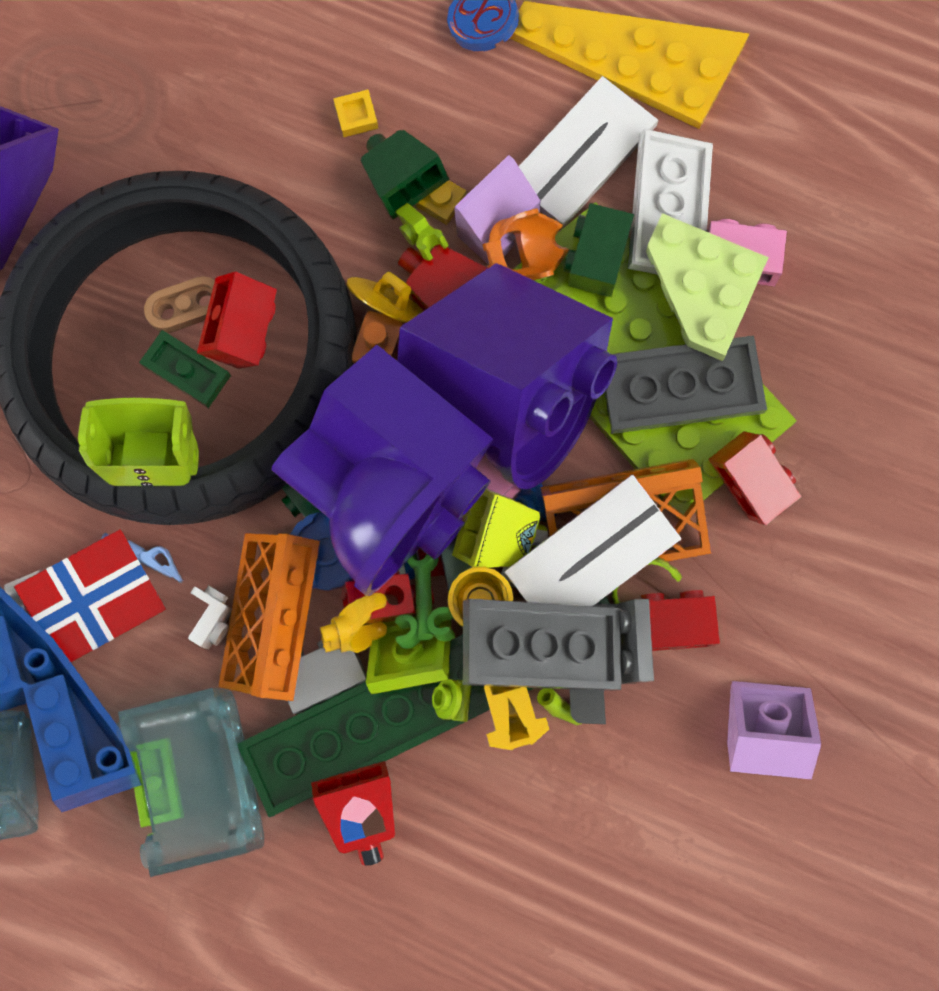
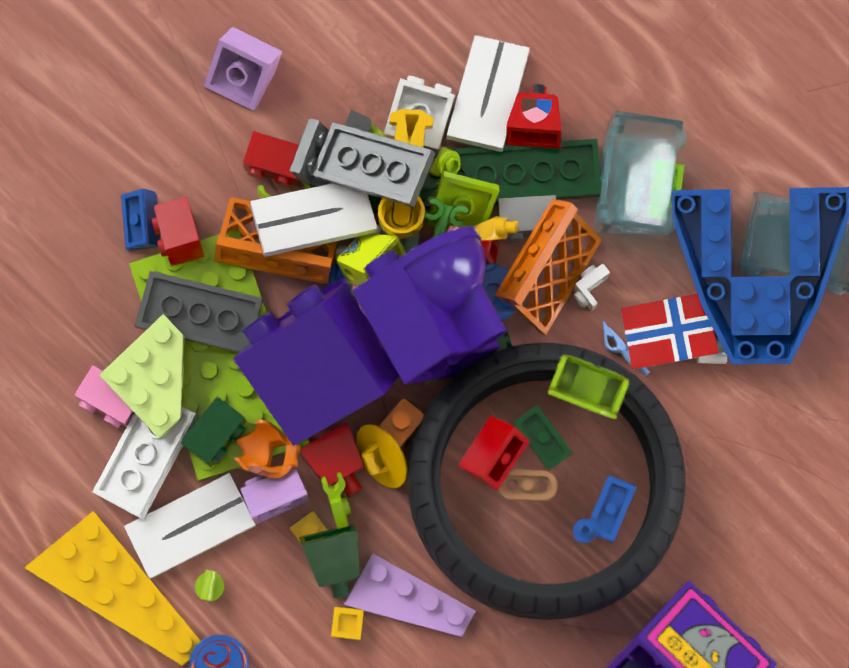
camera: 165 degrees left, 0 degrees up
(72, 311) = (607, 513): none -> blue hinge
(302, 168) = (401, 596): none -> lavender wing
(435, 825) = (487, 93): none -> white tile
(516, 774) = (433, 101): none -> white plate
(530, 93) = (209, 586): none -> lime plate
(813, 482) = (137, 222): none -> blue slope

